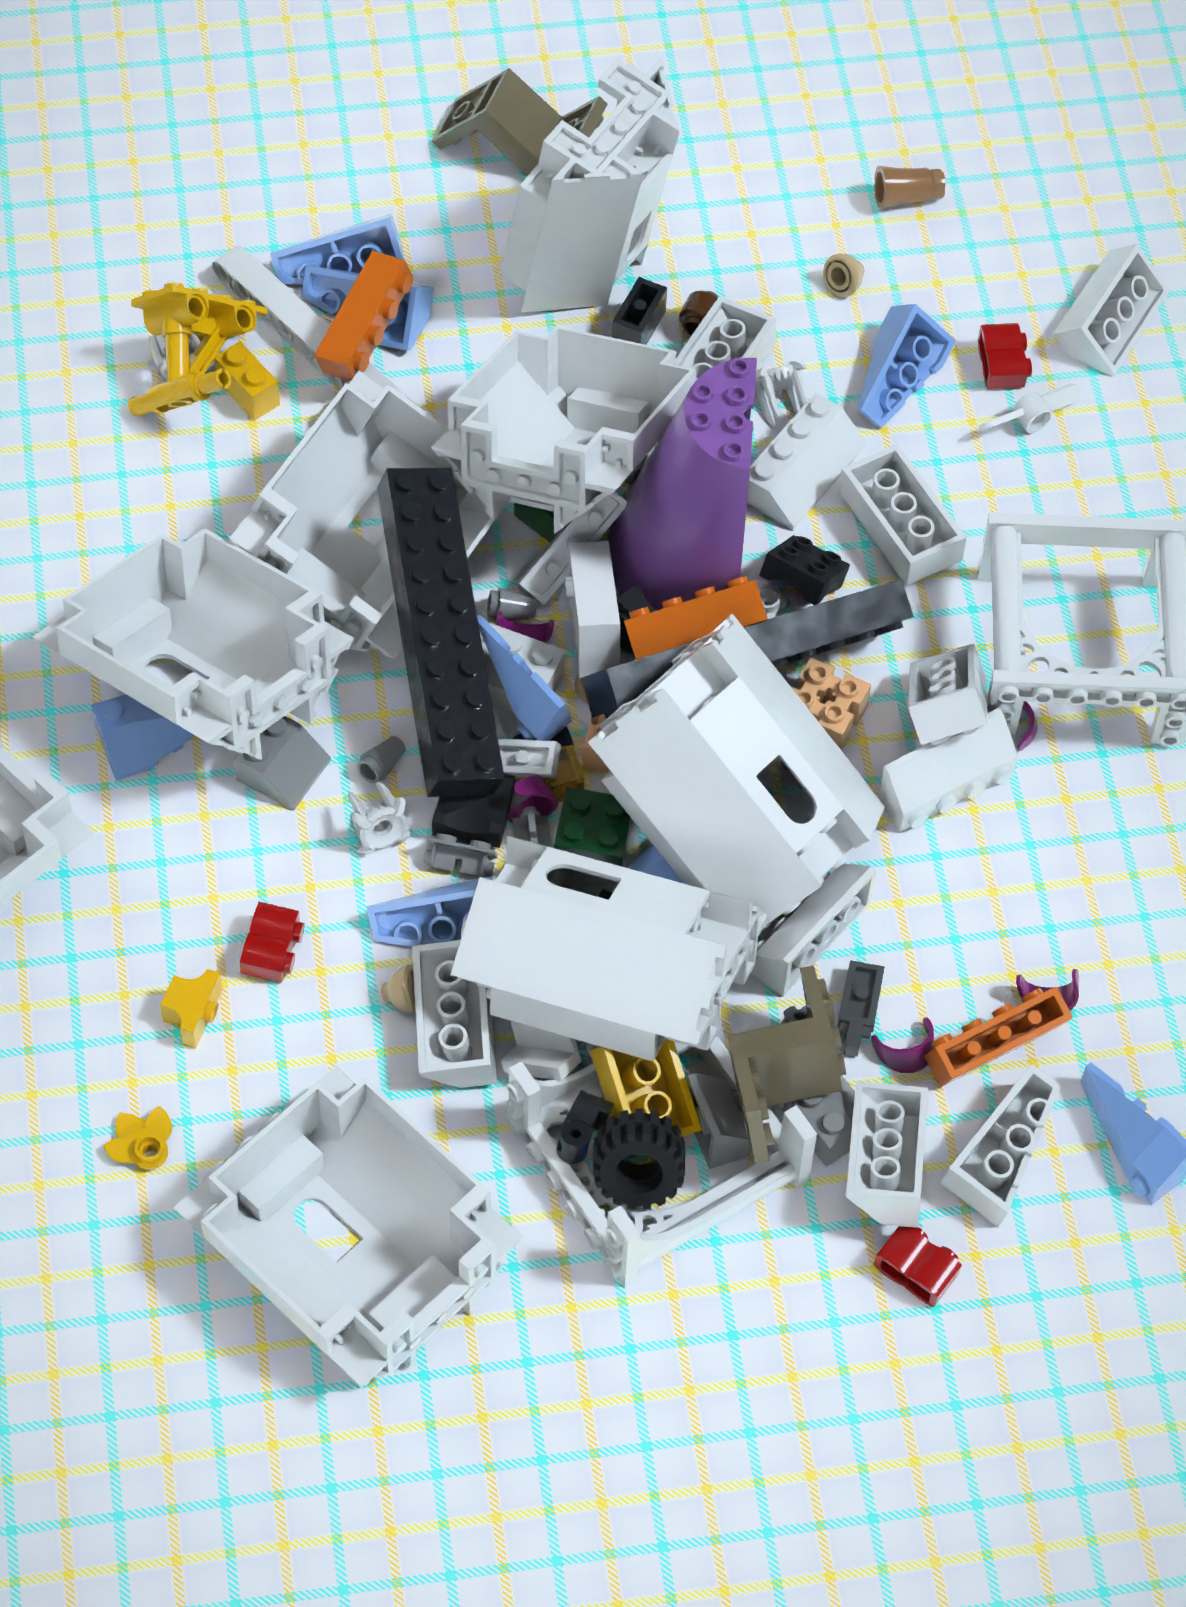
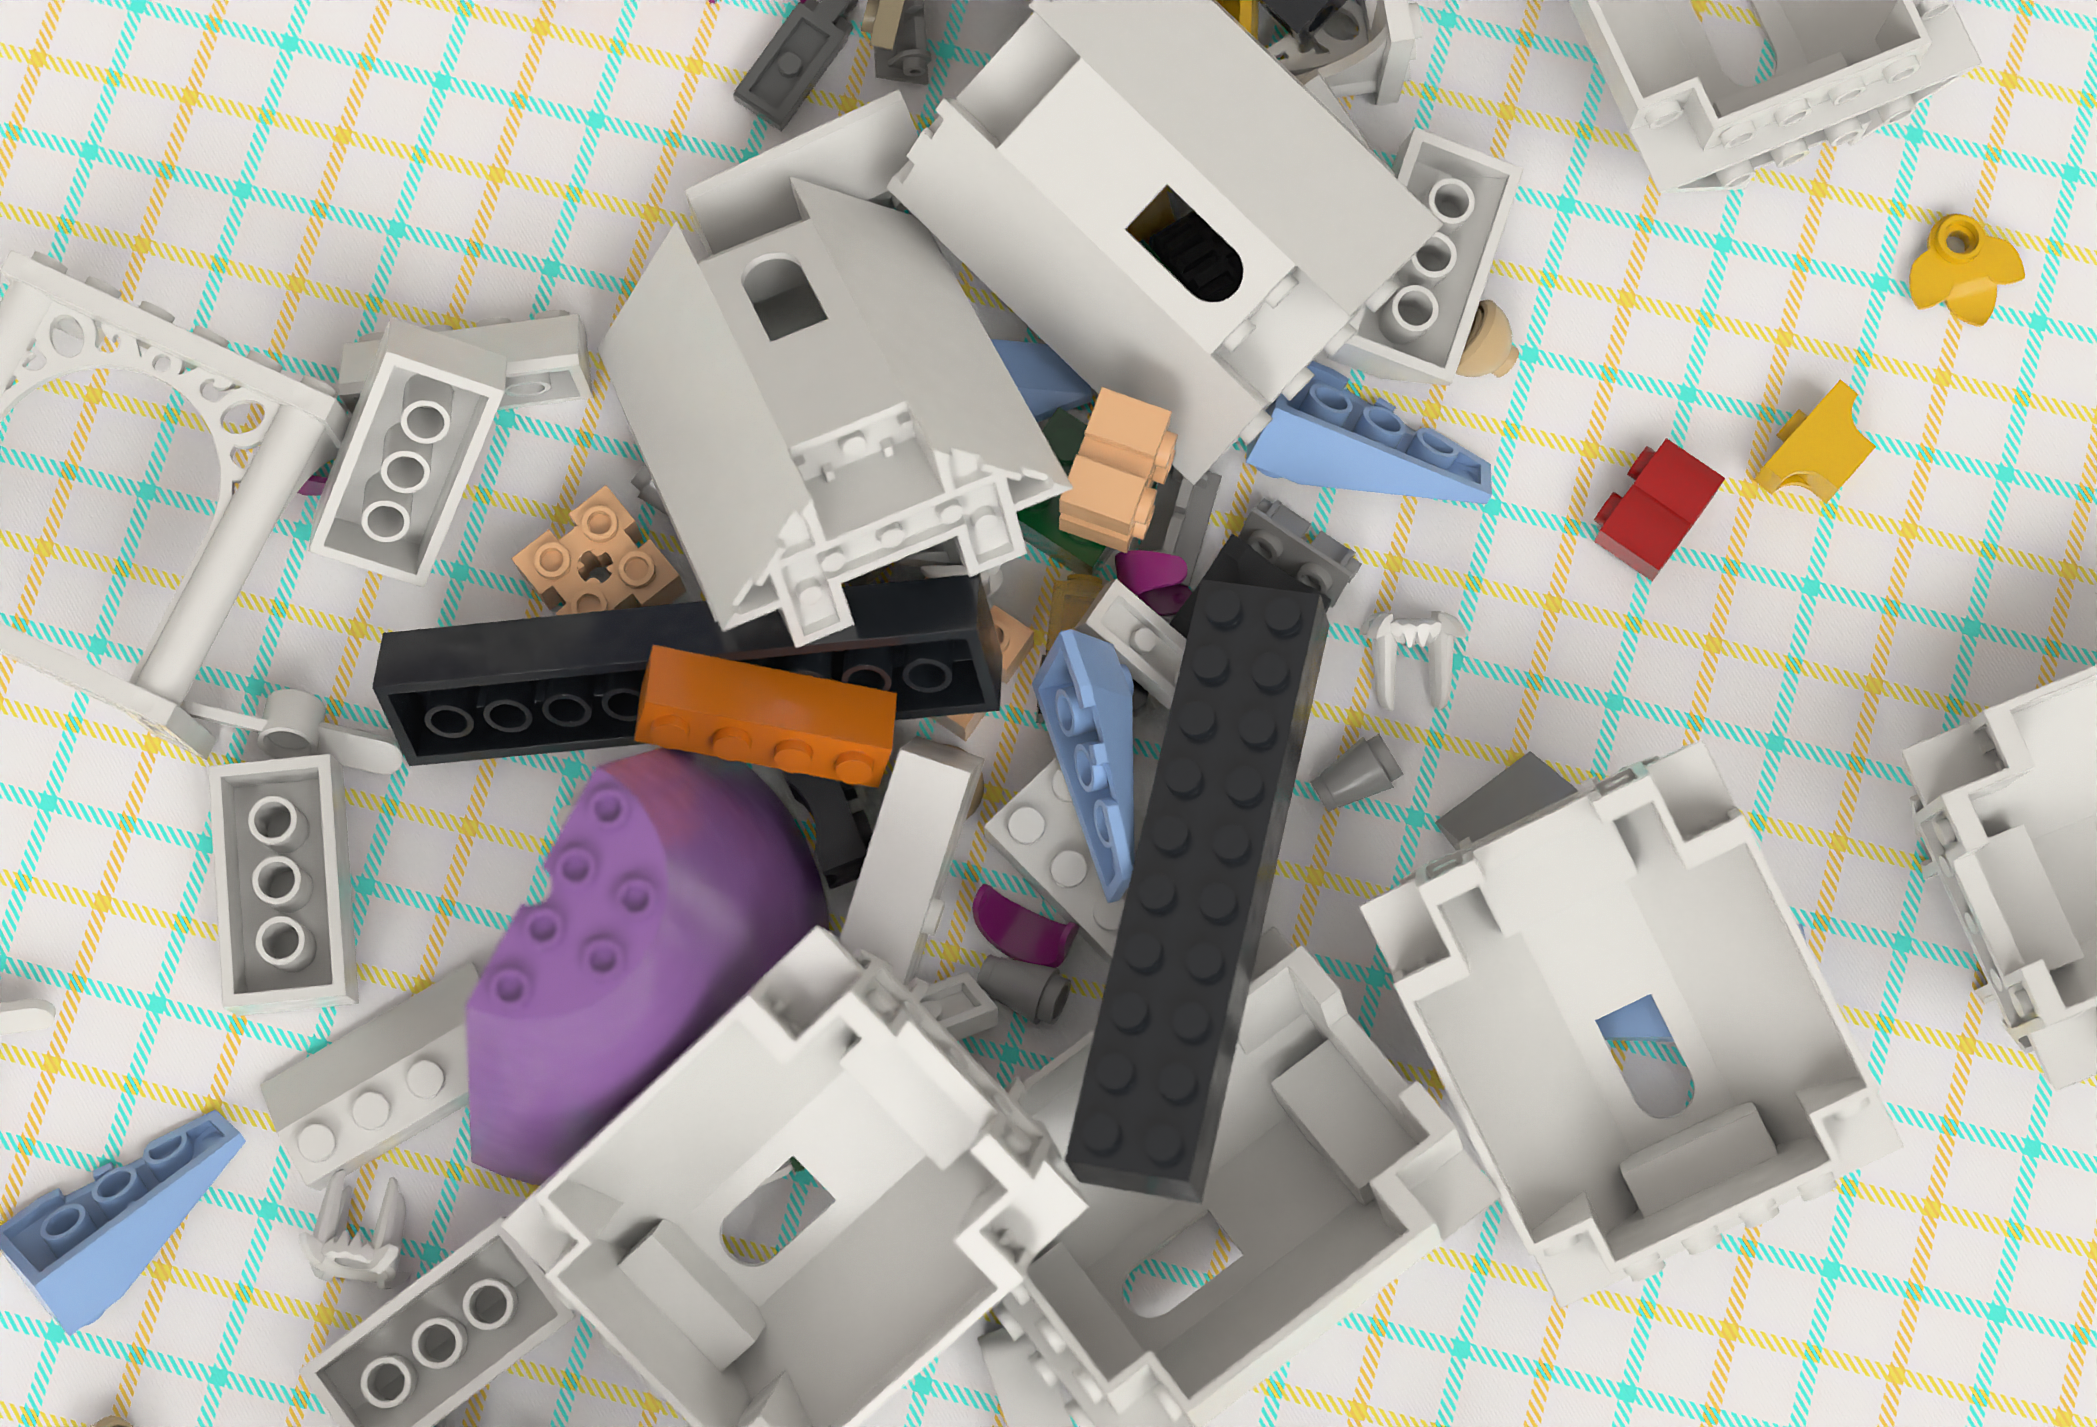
camera: 155 degrees left, 20 degrees up
(572, 804) = (1113, 473): none -> light nougat brick
(805, 568) = (498, 836): black brick -> none
(944, 583) = (296, 728): none -> white piece

